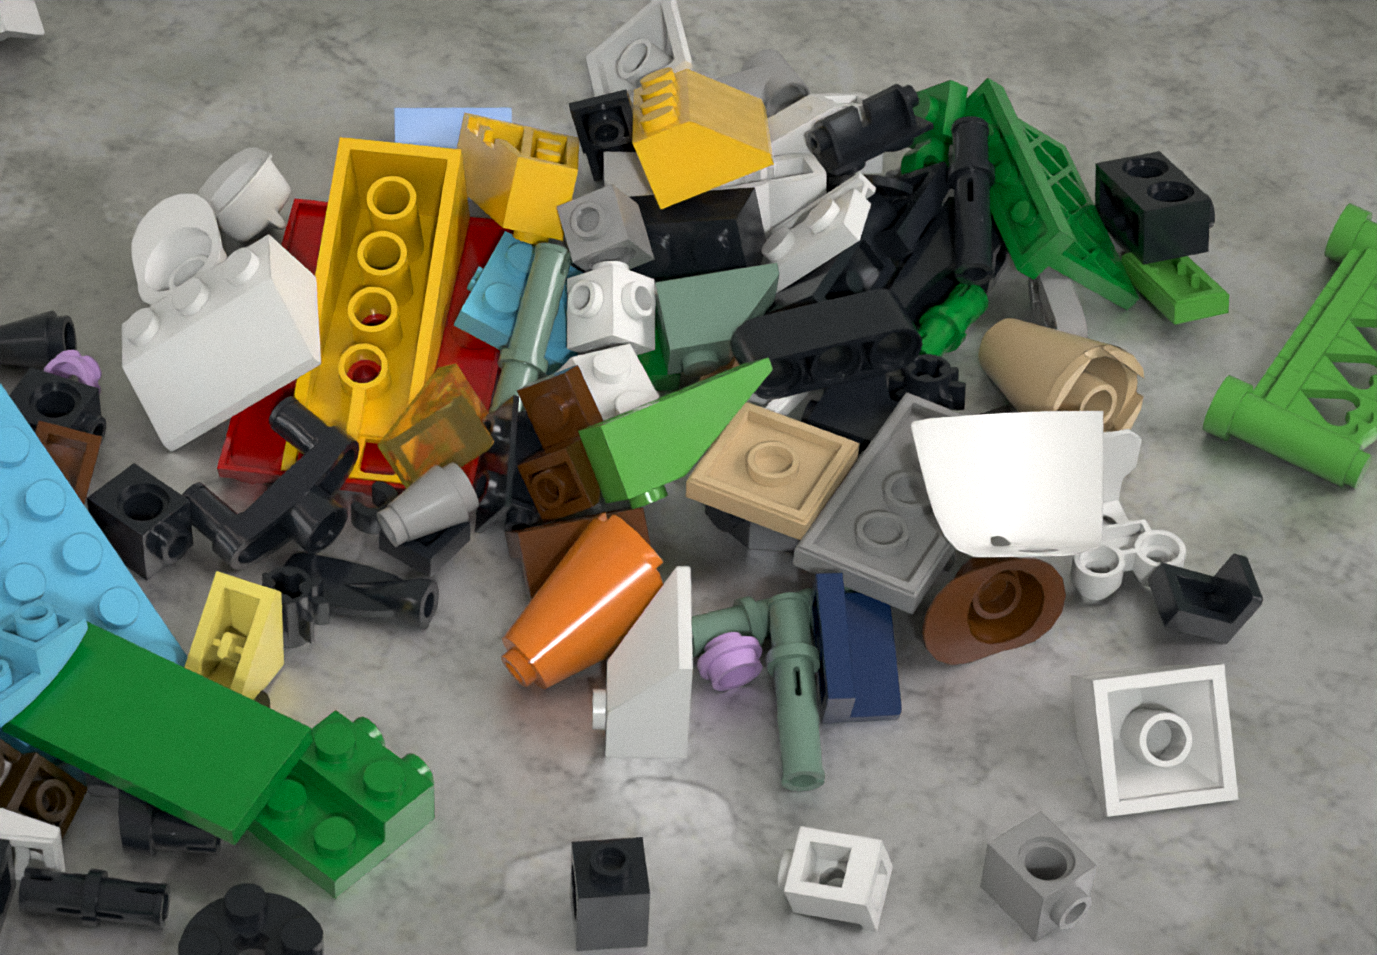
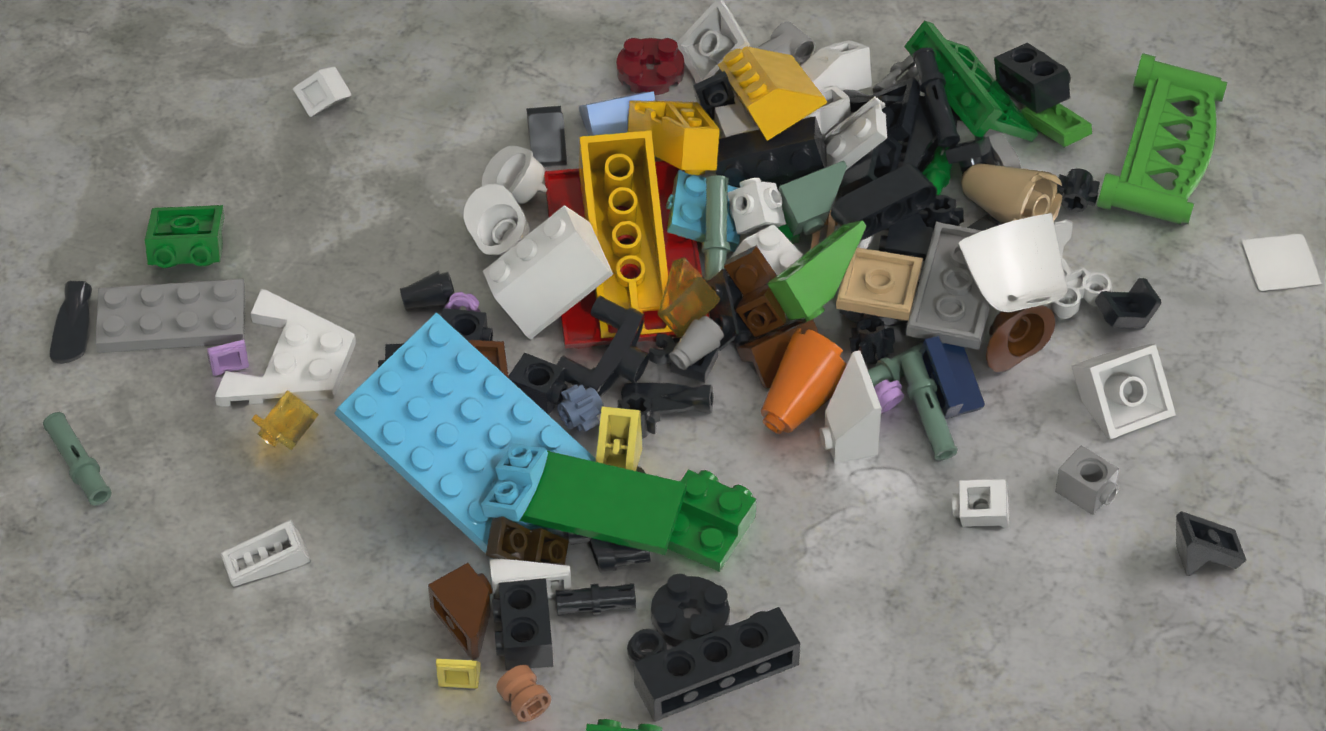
camera: 10 degrees left, 5 degrees up
(192, 568) = (580, 408): none -> sand blue gear
(315, 145) = (547, 135): none -> black slope
(556, 64) = (661, 53): none -> dark red plate
(605, 228) = (741, 160): light grey brick -> none
(609, 893) = (868, 538): black brick -> none
(737, 564) = (872, 340): none -> black gear
(846, 144) = (856, 75): black hinge -> none
(941, 106) = (897, 54): green plate -> none
(1008, 299) = (971, 153): none -> black bracket
(1174, 395) = (1078, 190): none -> black gear

